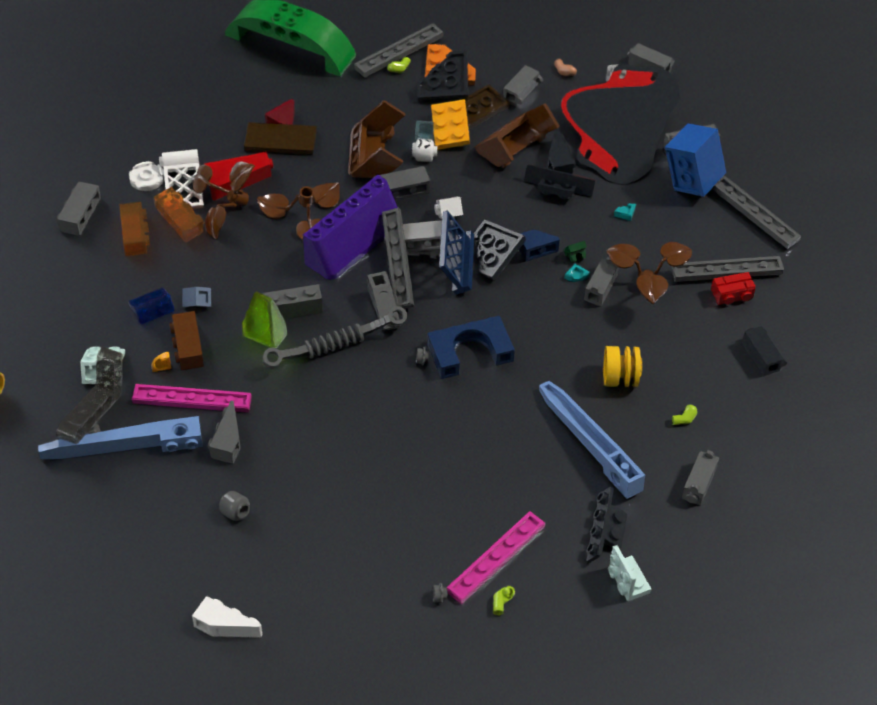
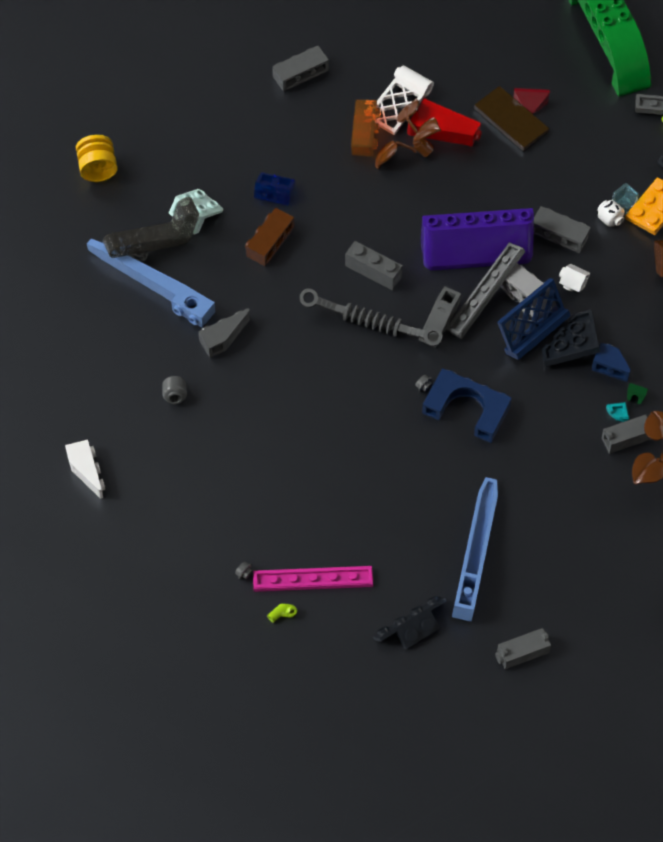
camera: 45 degrees right, 10 degrees up
(134, 228) = (322, 115): clear orange brick -> none
(146, 176) = (377, 76): white tile -> none
(161, 362) = (236, 240): light orange tile -> none
(190, 397) = (230, 284): dark pink tile -> none
(196, 297) = (311, 207): sand blue panel -> none
(264, 322) = (331, 268): clear neon green wedge -> none
(276, 204) = (448, 172): reddish brown plant -> none
(368, 141) = (572, 176): reddish brown windscreen -> none
(621, 366) = (558, 512): yellow wheel -> none
(628, 575) = (386, 673): light aqua bracket -> none
(687, 416) = (572, 594): lime arm -> none

